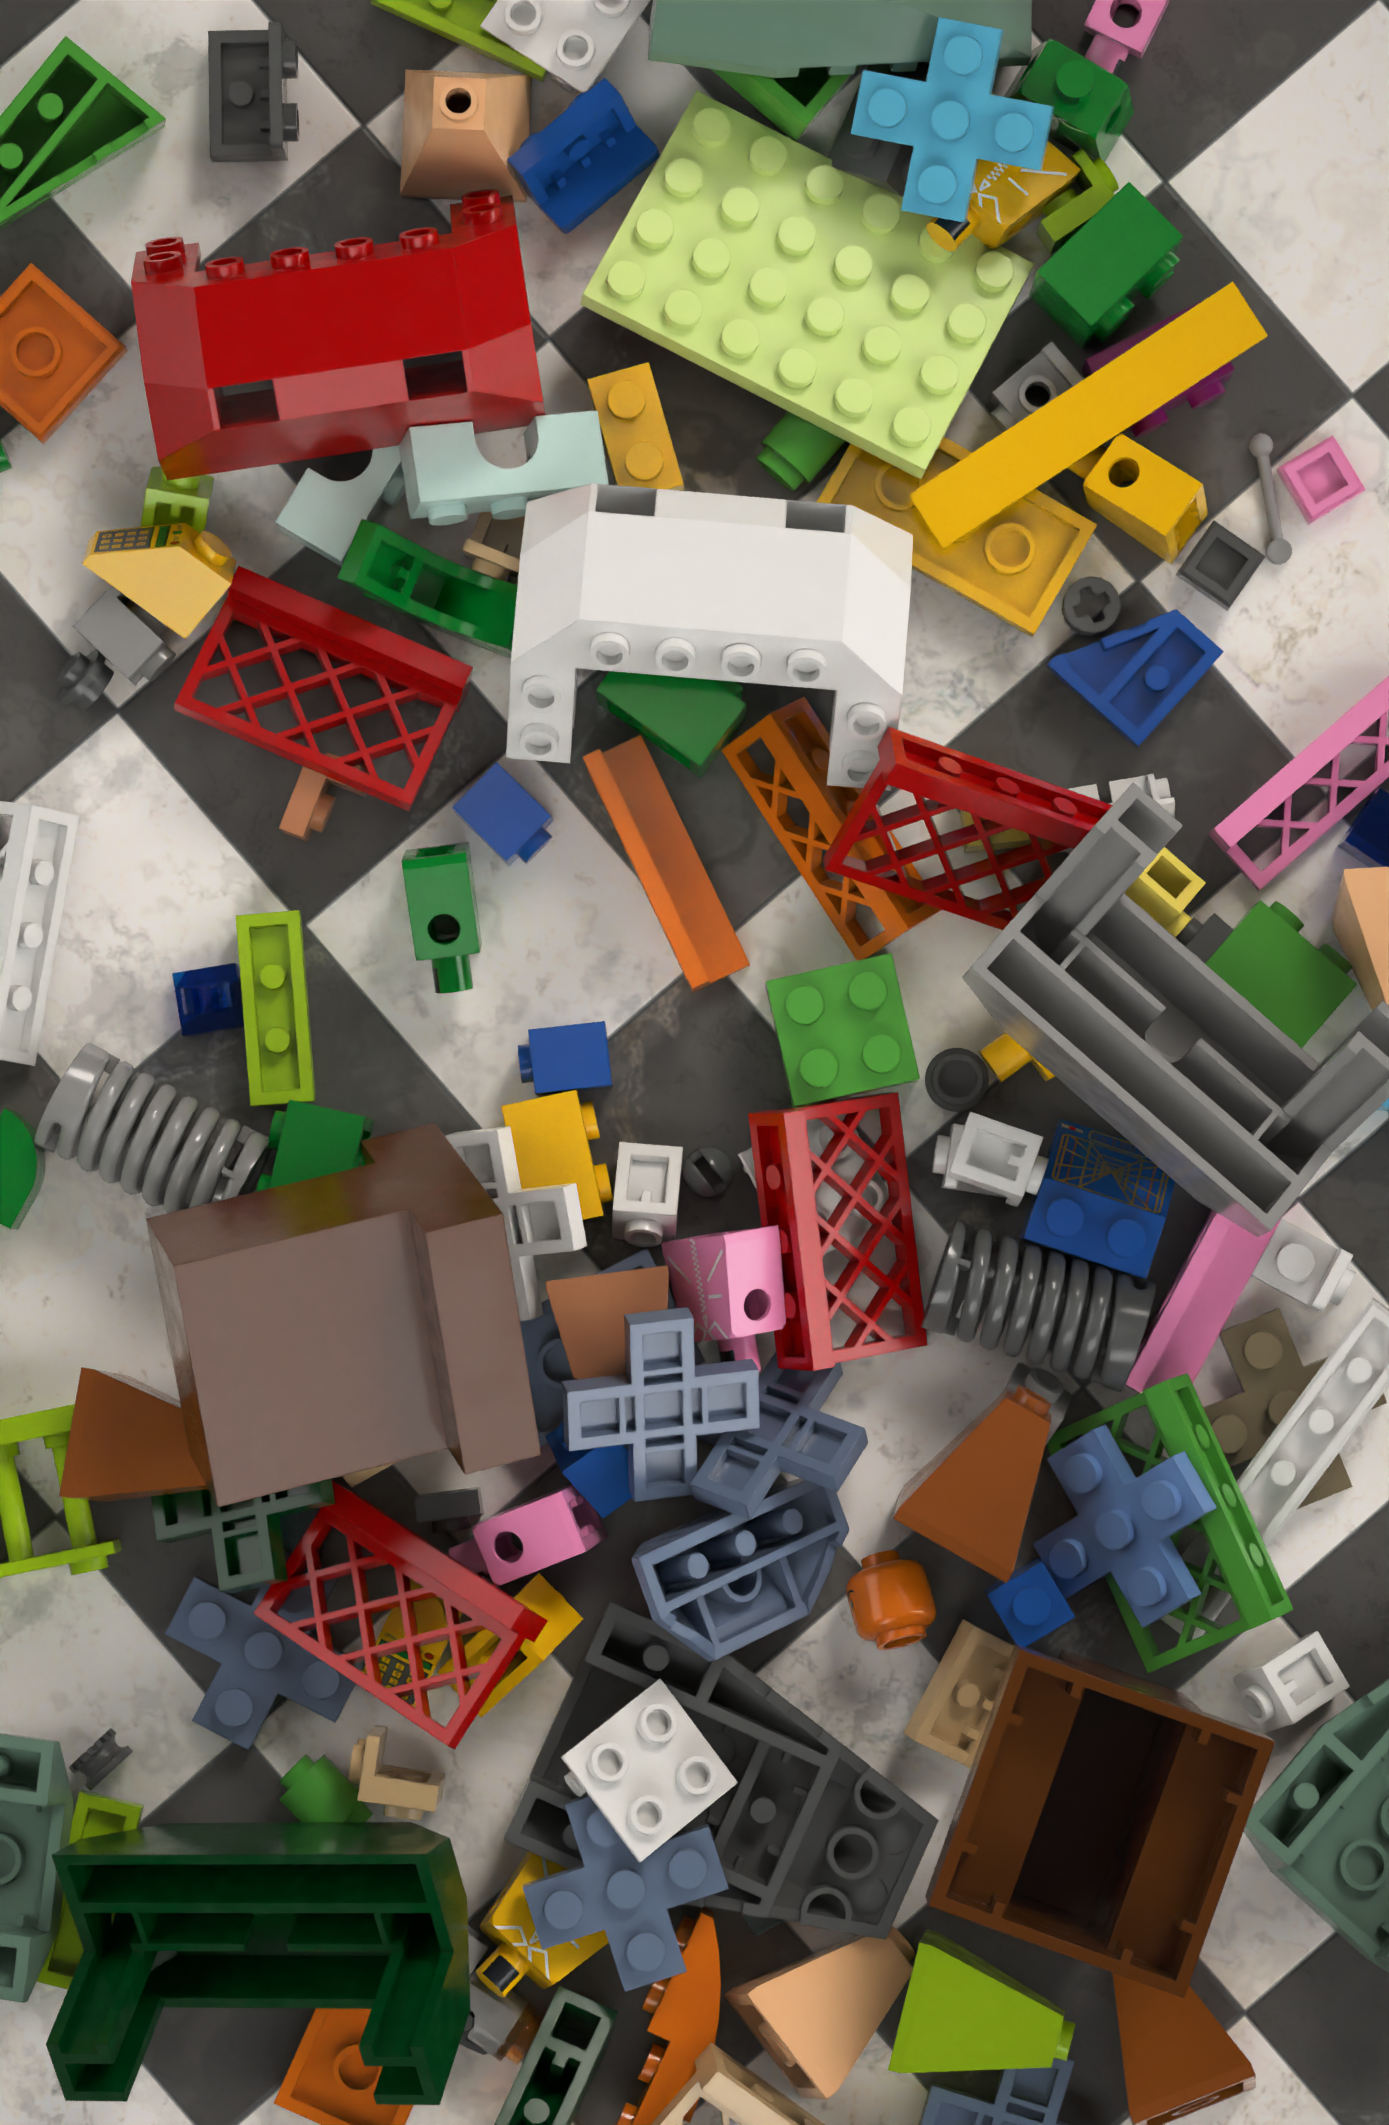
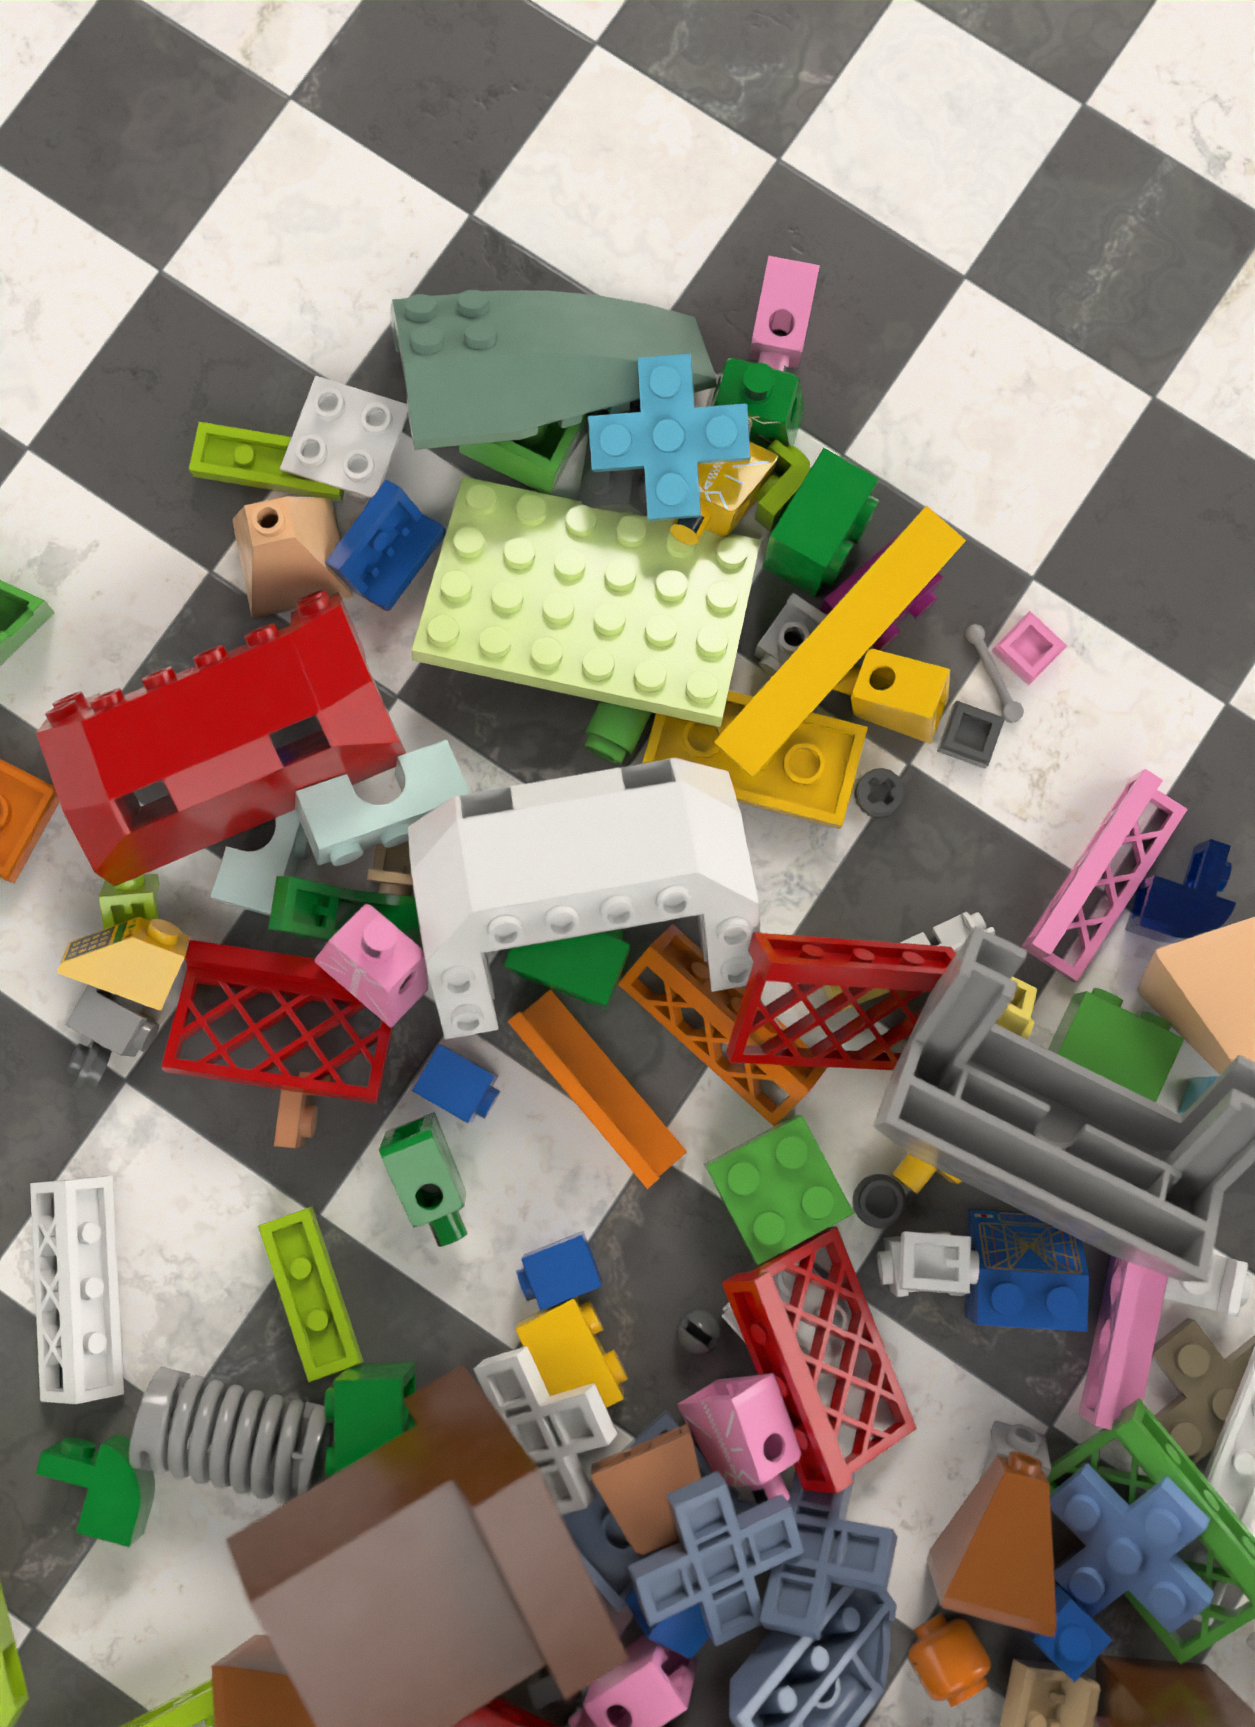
camera: 20 degrees left, 5 degrees down
(209, 999) = (253, 1300): clear blue tile -> none
(250, 94) = (113, 567): dark grey bracket -> none
(448, 648) = (373, 961): none -> bright pink torso
(635, 429) = (481, 745): yellow brick -> none
(646, 1193) = (653, 1365): white bracket -> none
(1043, 1288) = (1005, 1387): dark grey piece -> none
(1138, 672) = (932, 835): blue wing -> none
(1205, 937) = (1050, 1031): dark grey plate -> none

